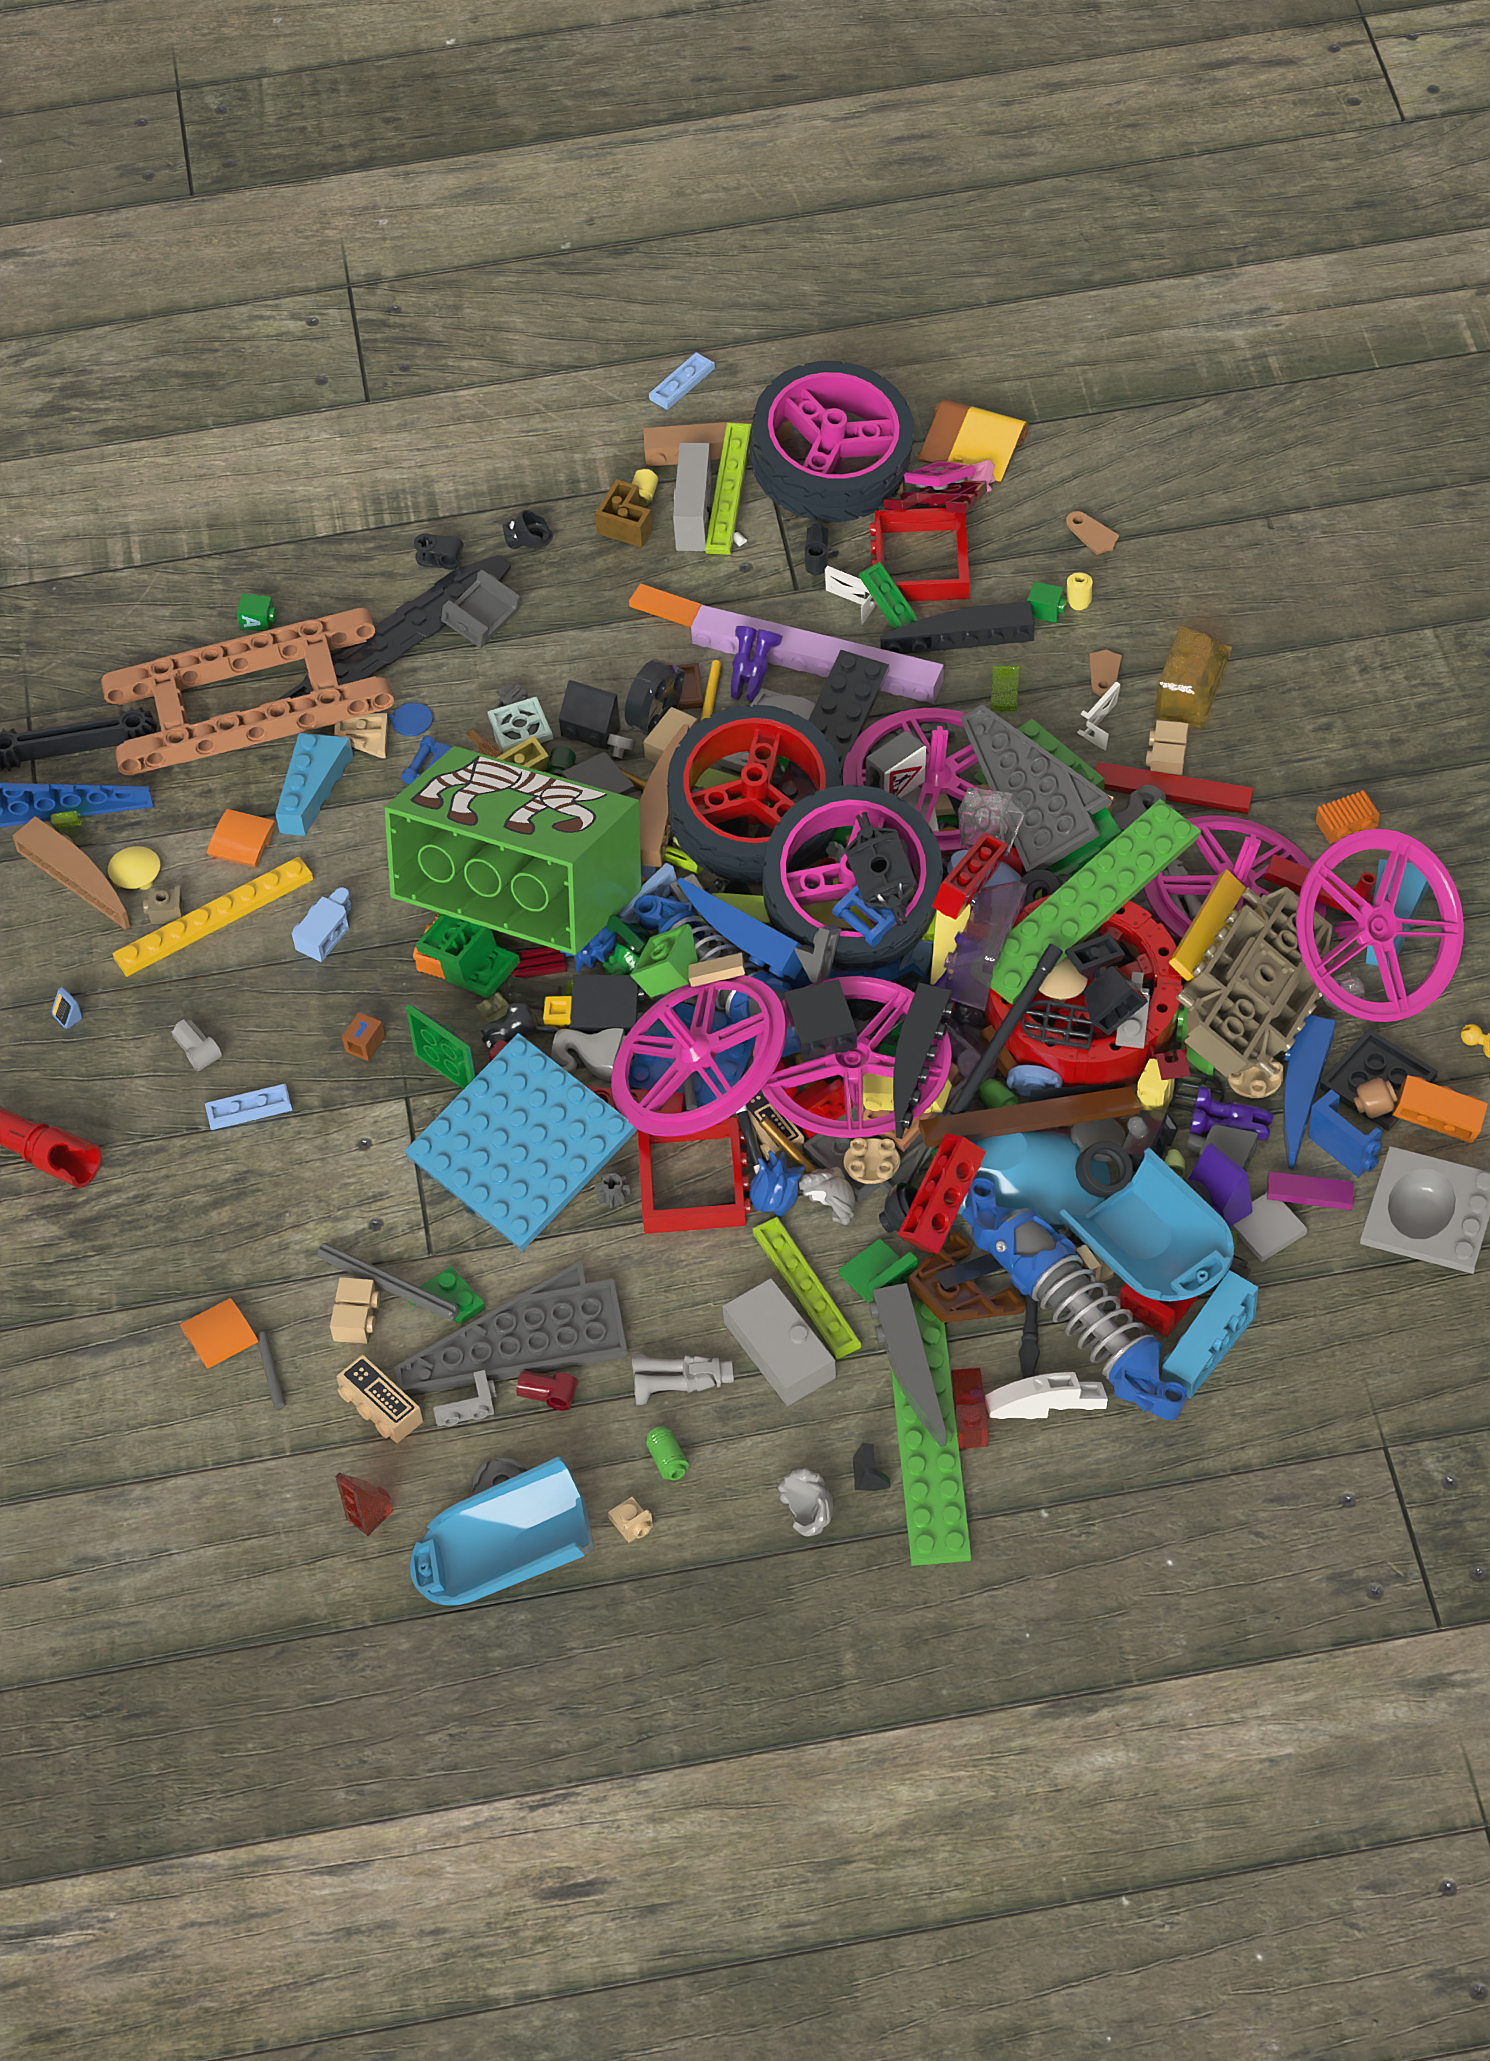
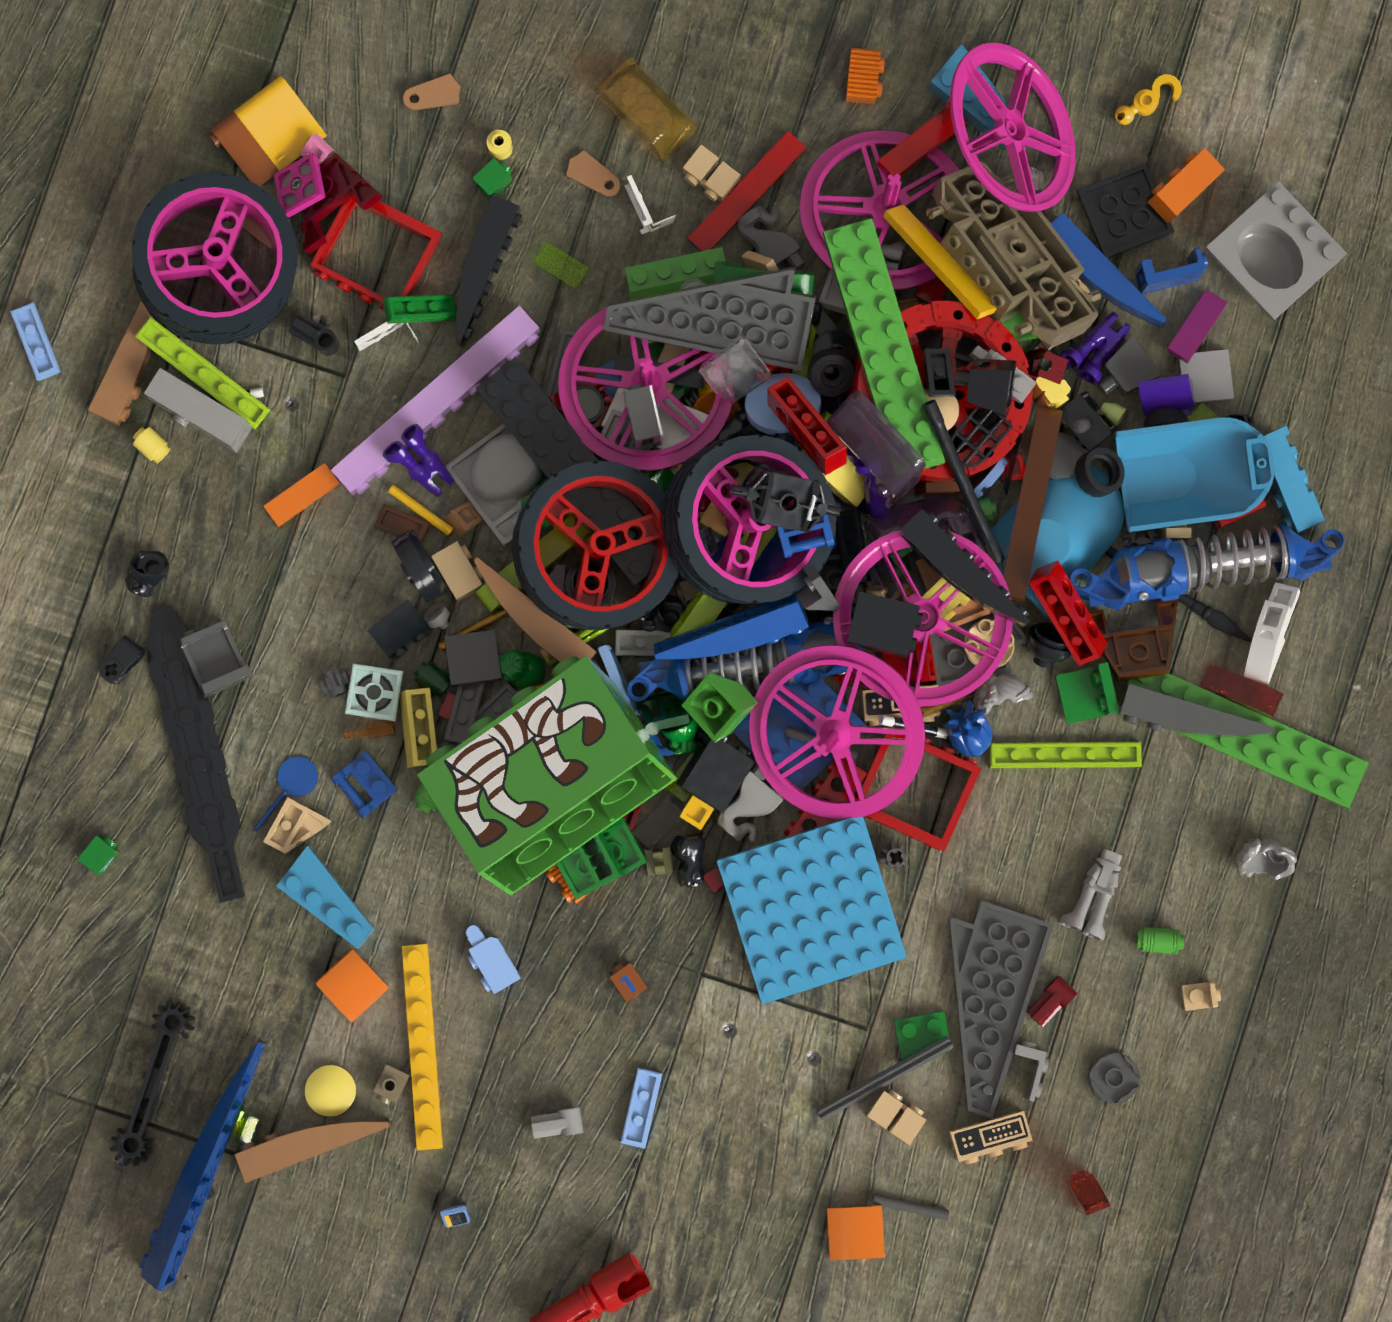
camera: 70 degrees left, 30 degrees up
(169, 675) = (147, 898): nougat beam -> none
(440, 1047) = (682, 924): green slope -> none
(503, 1536) = (1180, 1105): dark azure windscreen -> none
(622, 515) = (181, 486): pearl gold brick -> none
(716, 969) = (767, 675): tan tile -> none
(779, 1342) = (1110, 804): light grey brick -> none
(865, 1474) = (1255, 799): black tile -> none
(968, 1271) = (1129, 630): black sticker -> none
(1375, 1098) = (1153, 228): medium nougat head -> none

